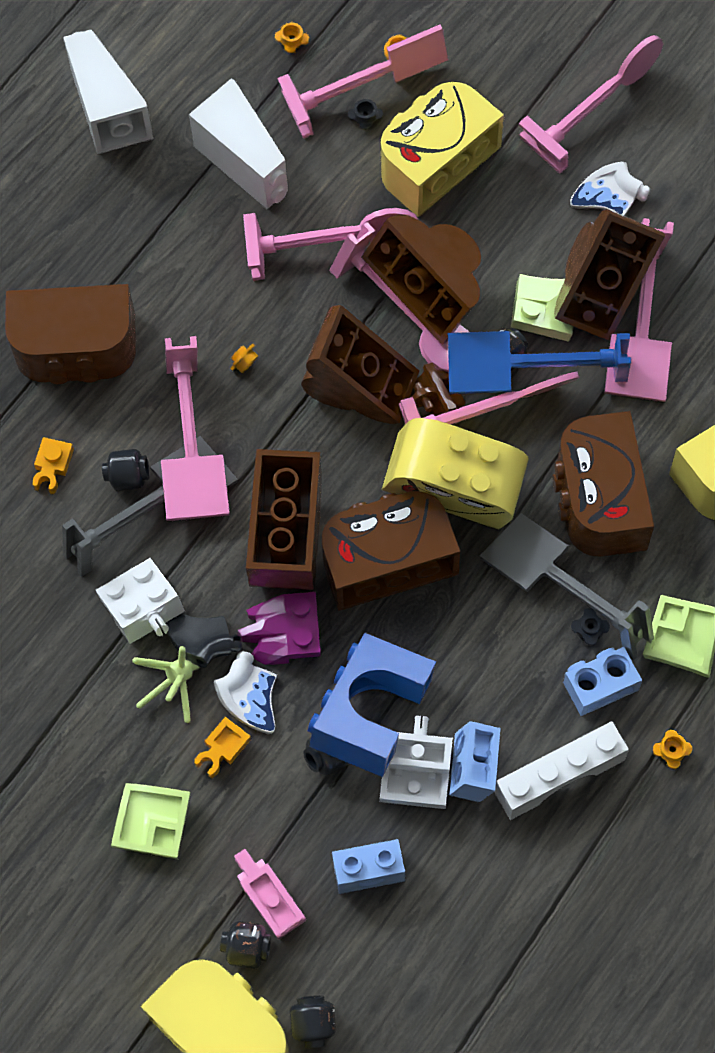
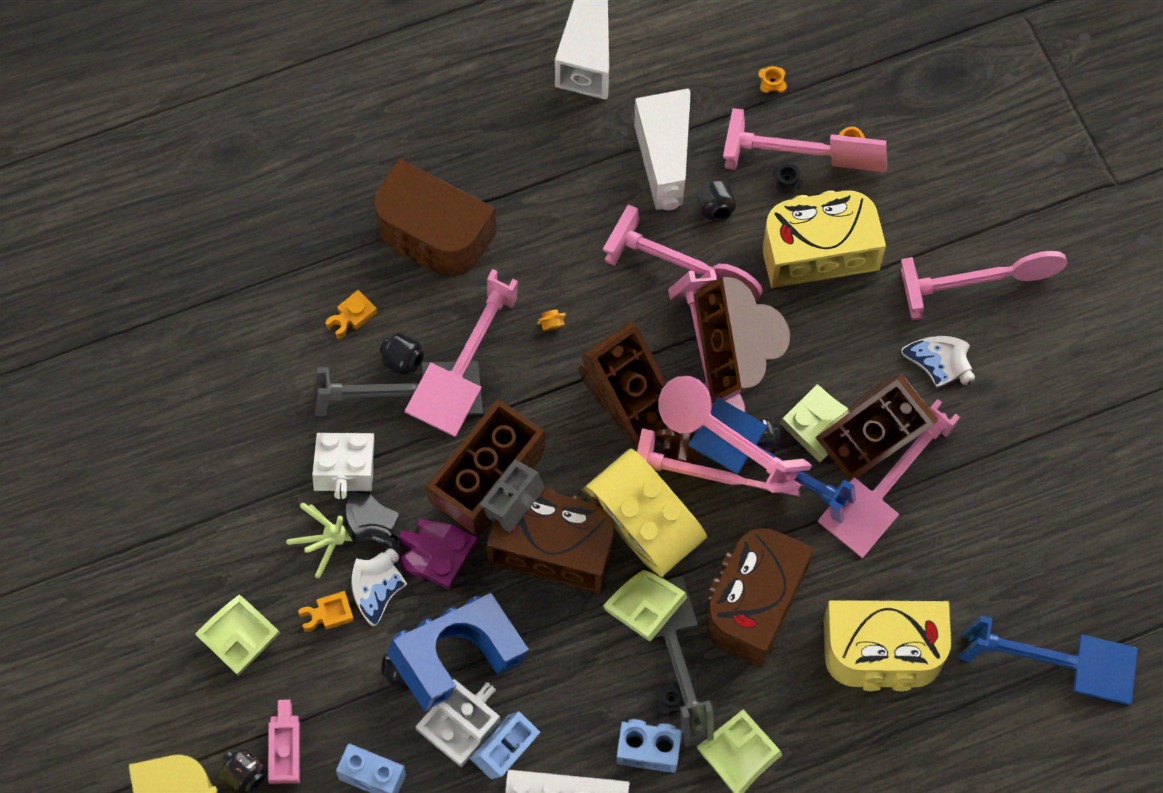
camera: 30 degrees right, 0 degrees up
(318, 167) = (716, 200): none -> black head
(331, 527) = (513, 495): none -> dark grey hinge
(427, 357) = (687, 408): none -> bright pink piece
(510, 555) = (645, 603): none -> yellowish green plate

